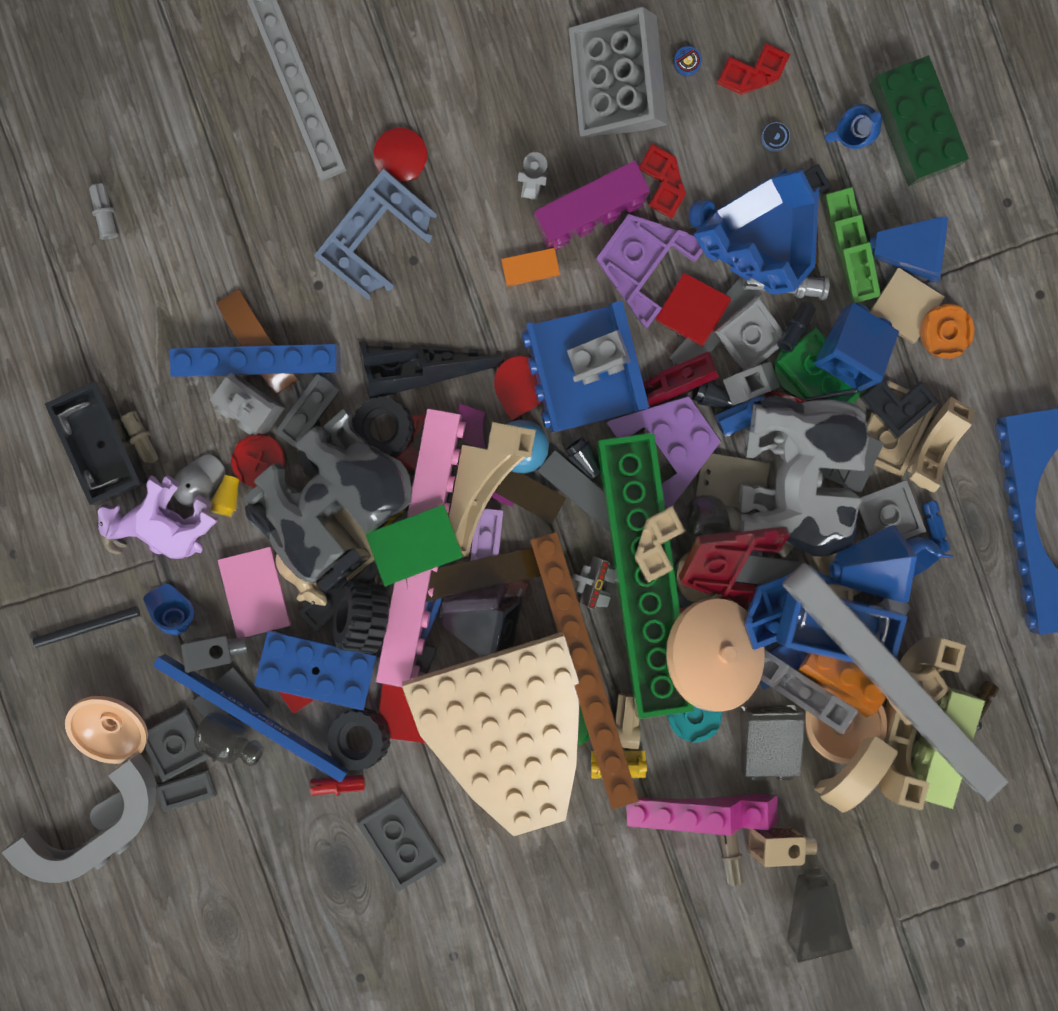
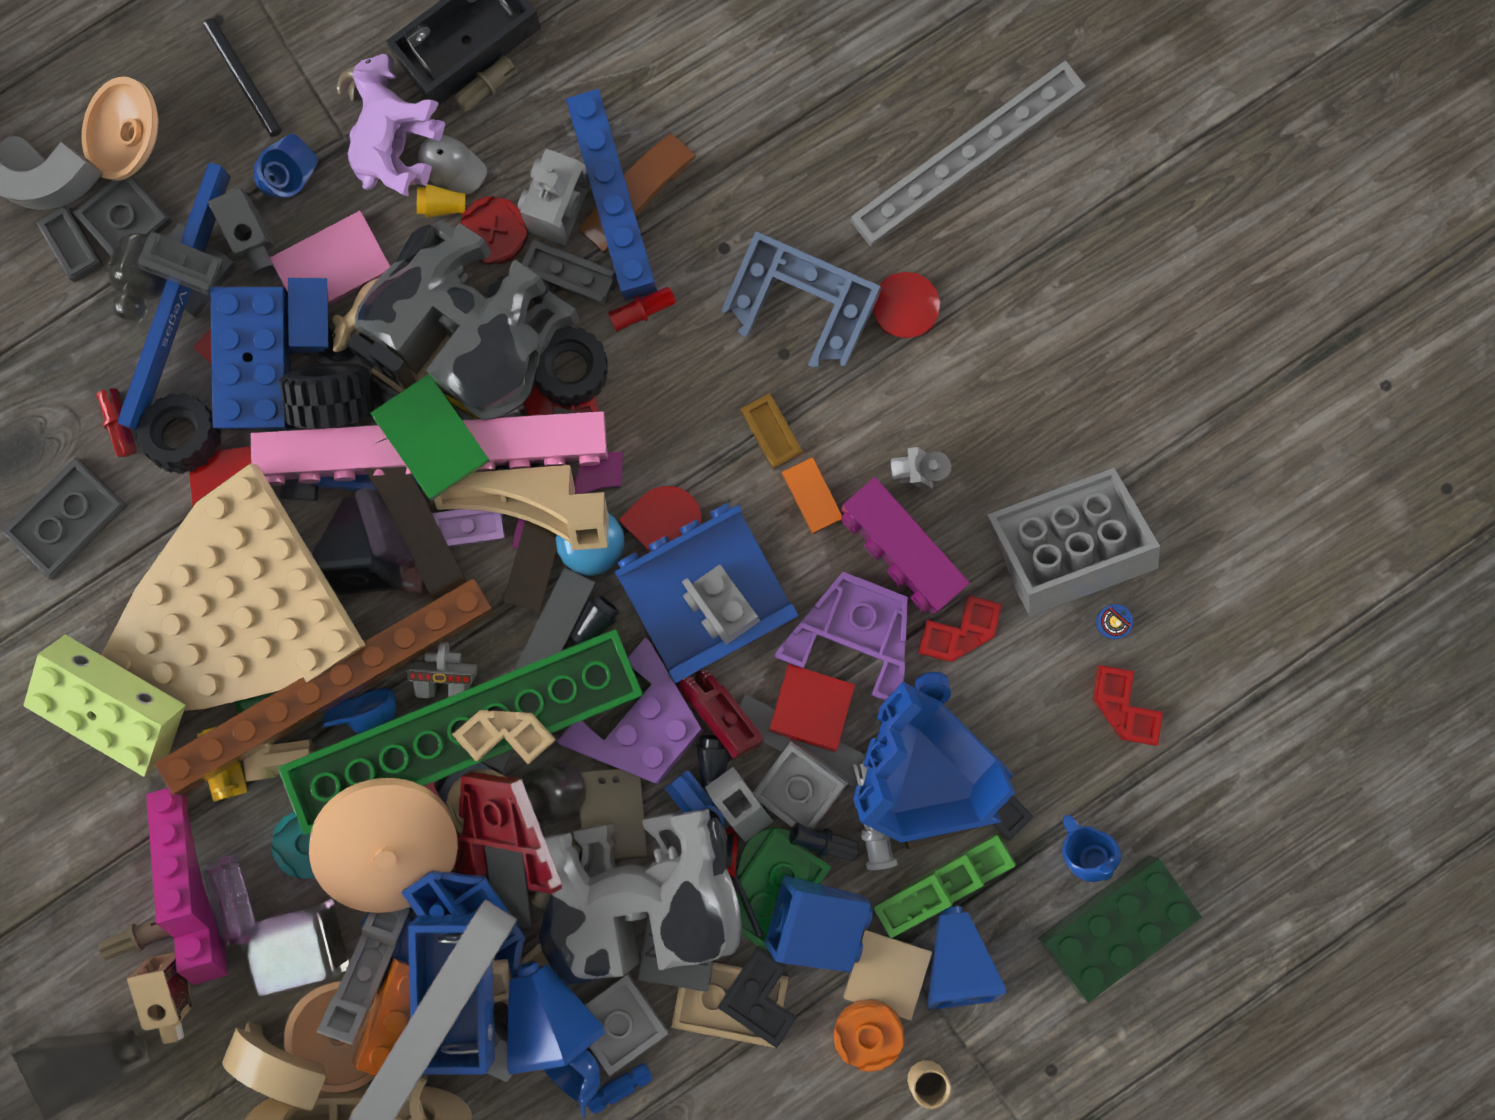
camera: 70 degrees right, 5 degrees down
(229, 704) = (179, 263): none -> dark grey hinge
(292, 618) = (307, 315): none -> blue hinge
(351, 361) = (641, 308): none -> red axle
(401, 369) = (647, 370): black wedge -> none
(472, 285) = (771, 431): none -> pearl gold tile
(554, 840) = (103, 704): none -> yellowish green piece
(608, 648) = (363, 711): none -> blue cap
(726, 778) = (230, 901): none -> clear purple piece
(775, 137) = (1052, 754): black tile -> none
(938, 442) = (722, 1061): tan arch -> none
(1007, 291) = (937, 1099): none -> tan piece

